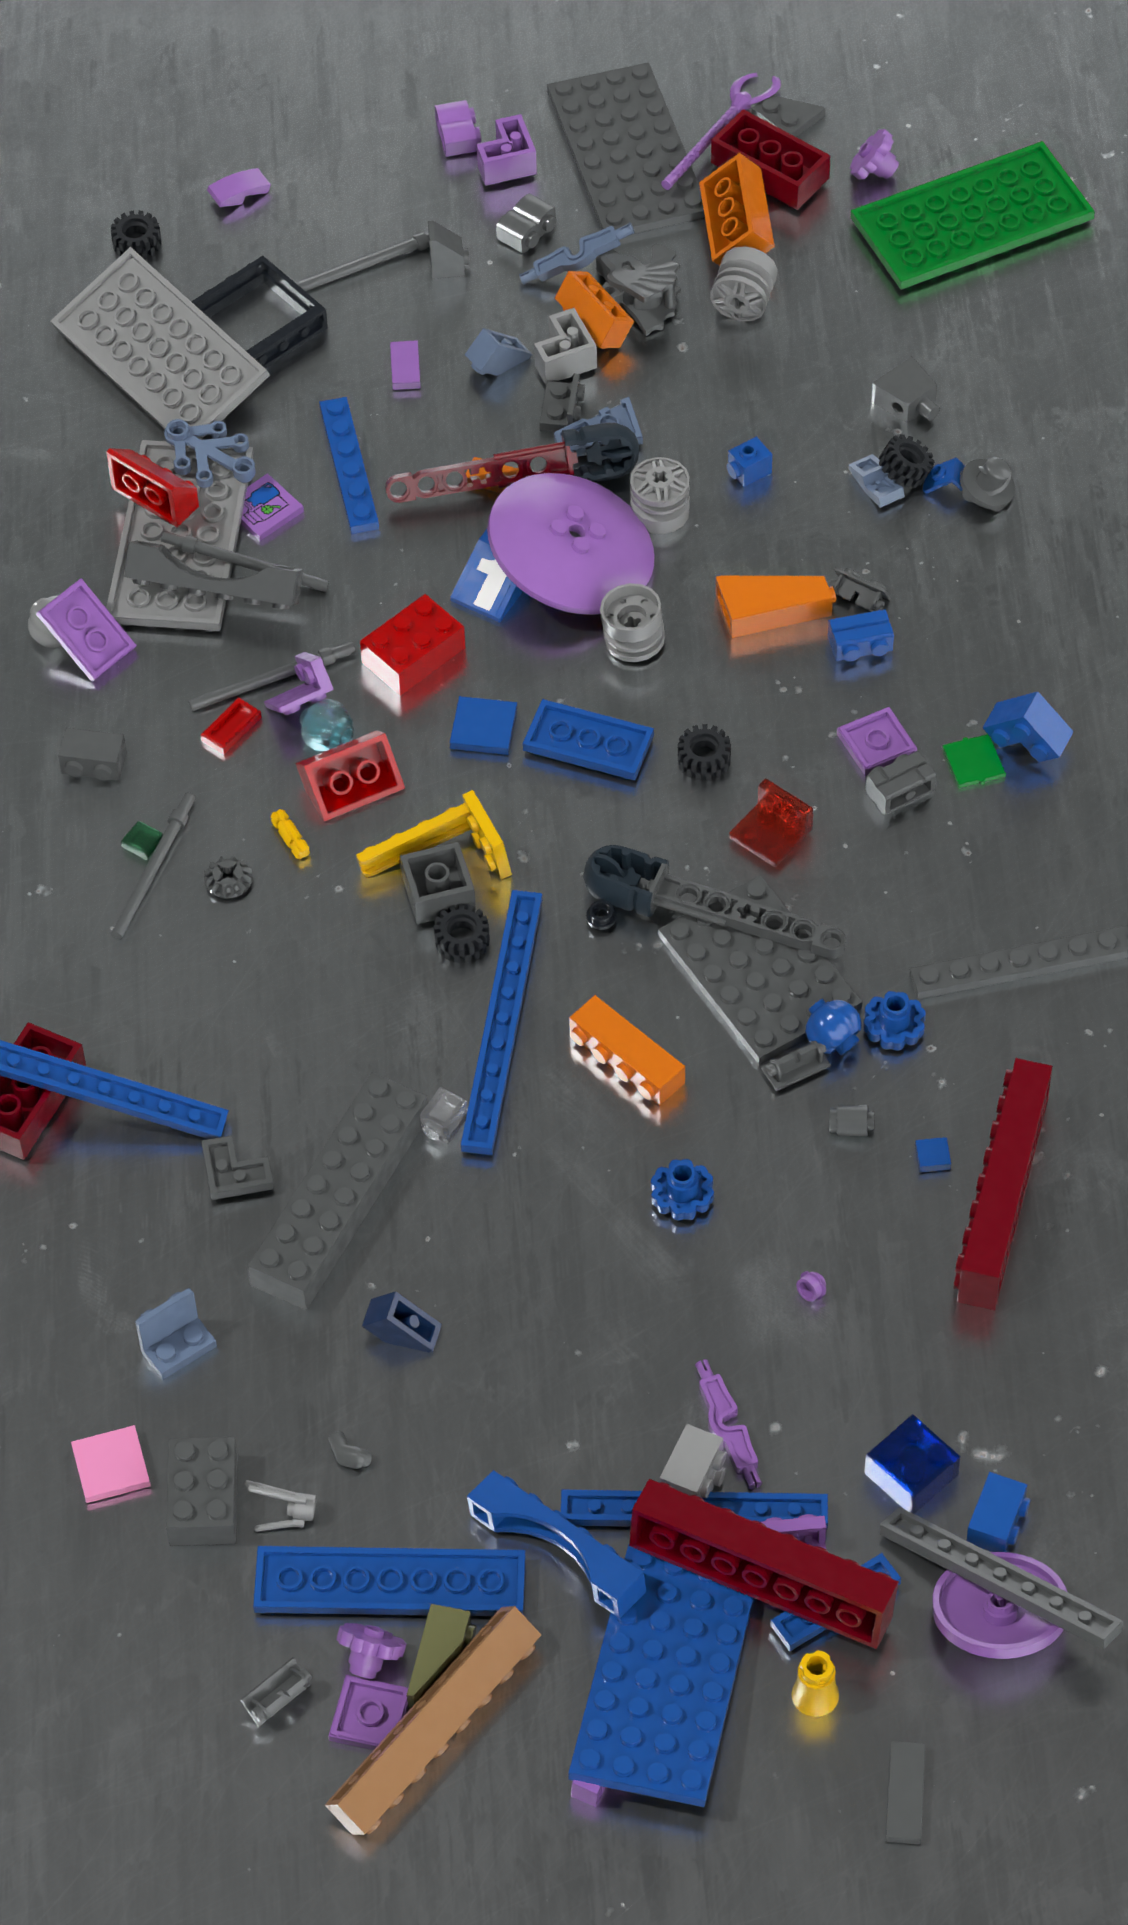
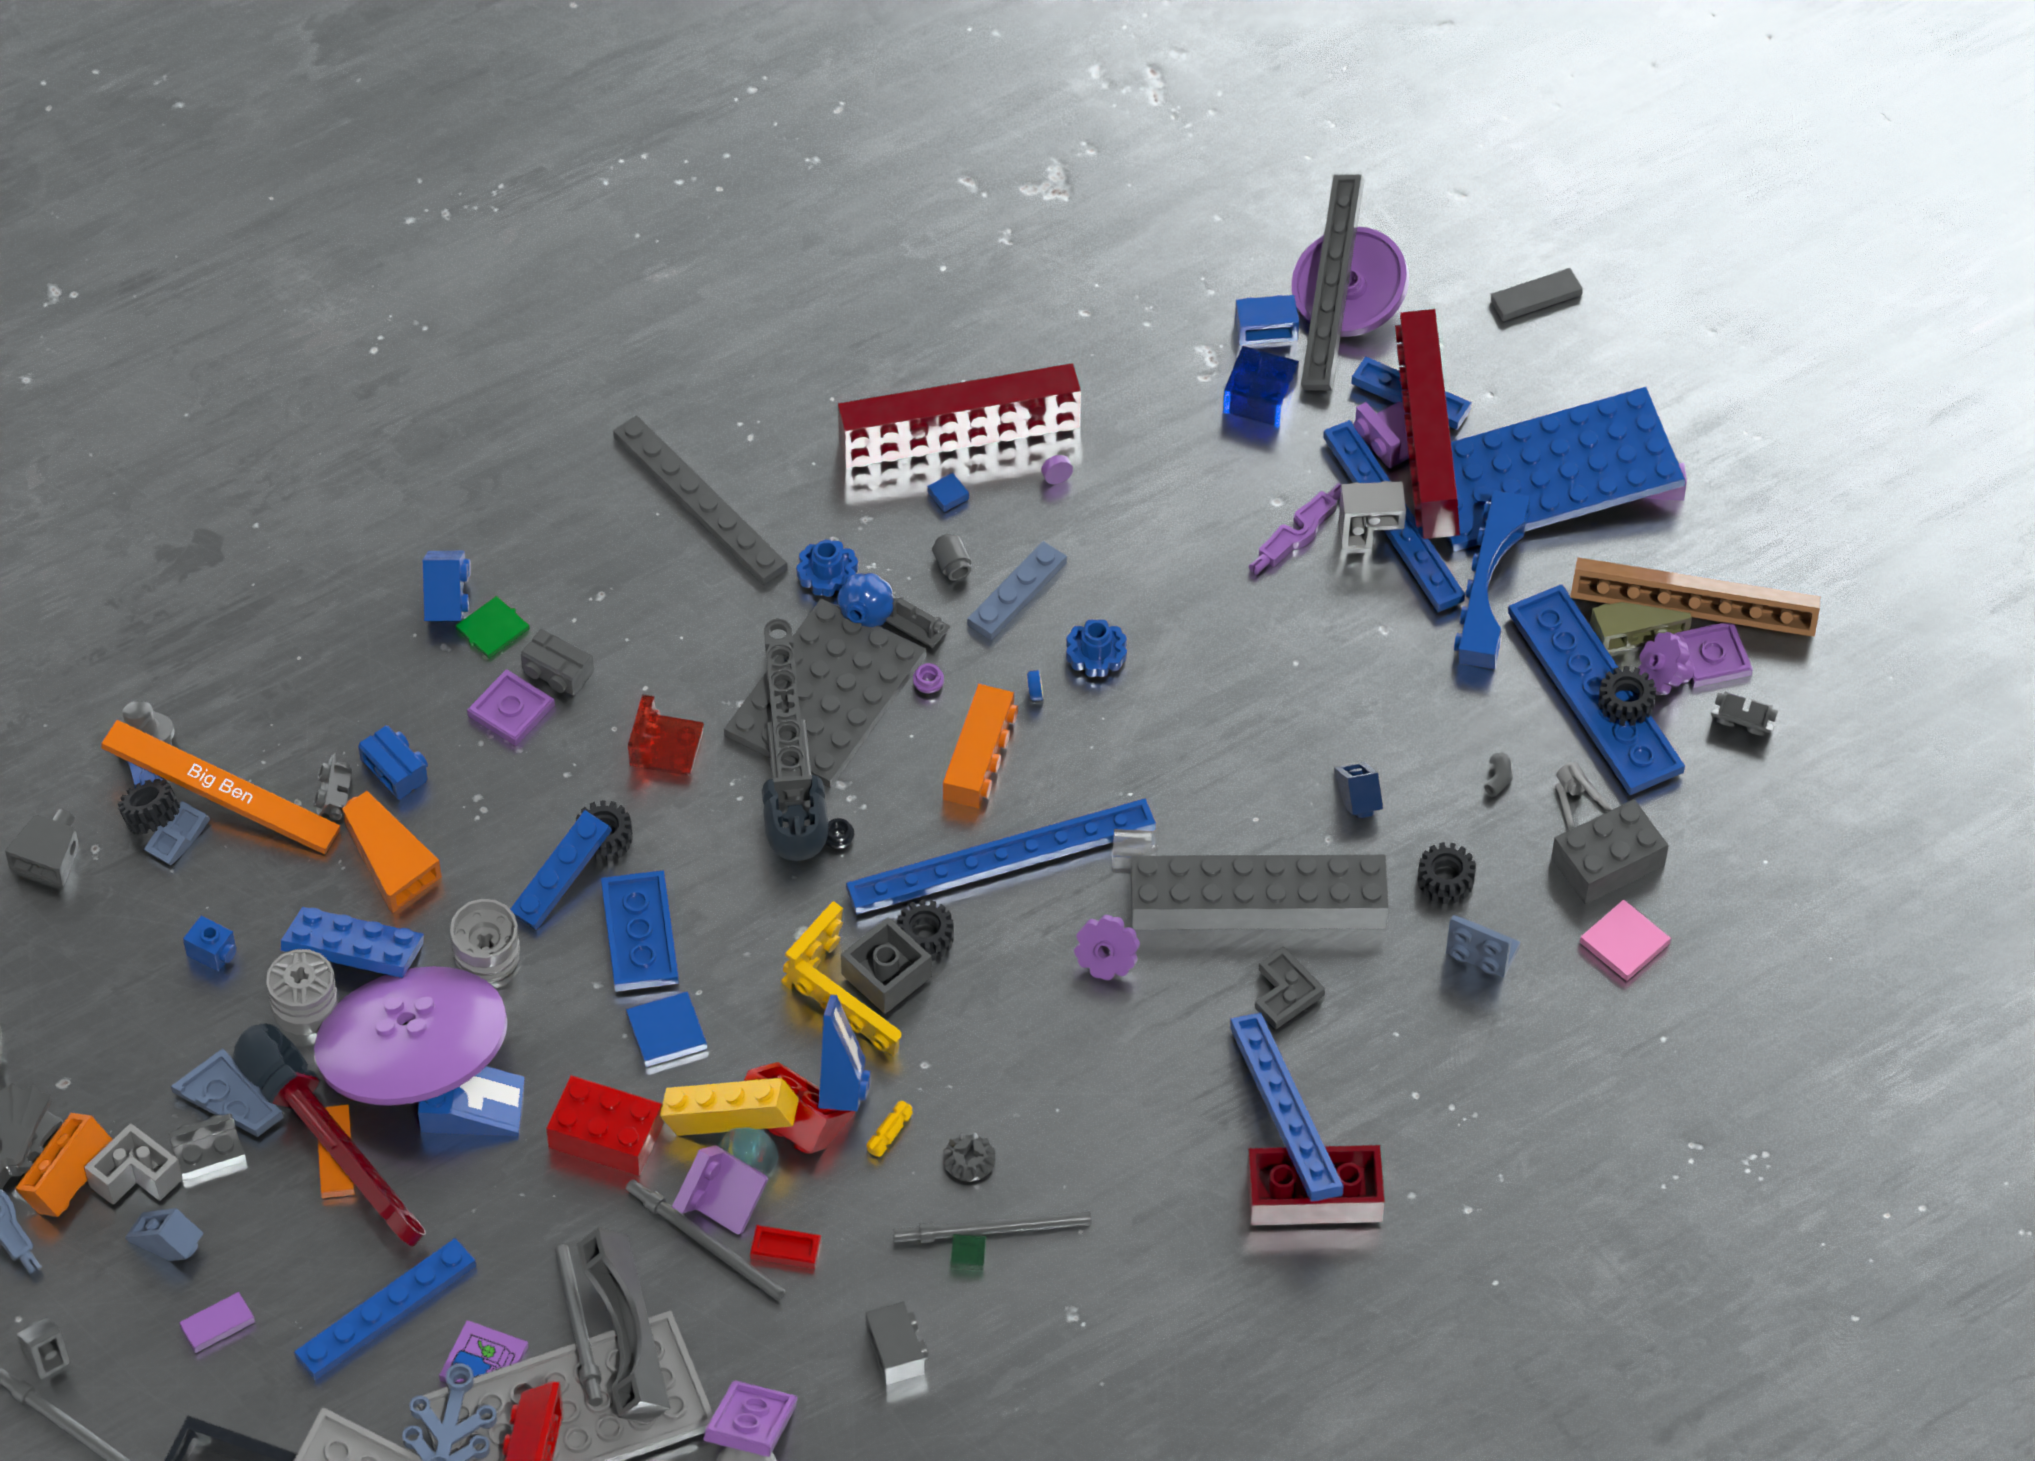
camera: 120 degrees left, 0 degrees up
(269, 1335) = (1446, 887): none -> black tyre
(352, 1569) = (1631, 682): none -> black tyre
(353, 795) = (843, 1070): none -> blue slope
(355, 1048) = (1107, 947): none -> medium lavender plant
(362, 711) = (729, 1106): none -> yellow brick
(666, 1122) = (1035, 685): none -> blue tile
(677, 702) = (560, 870): none -> blue plate
(692, 547) = (353, 941): none -> blue plate
(725, 1041) = (928, 671): none -> medium lavender plate
(788, 1161) = (1017, 590): none -> sand blue plate
(811, 1286) = (1133, 521): medium lavender plate -> none
(815, 1686) = (1494, 372): yellow plant -> none
(898, 508) = (220, 787): none -> orange tile
(907, 1248) = (1057, 469): none -> medium lavender tile

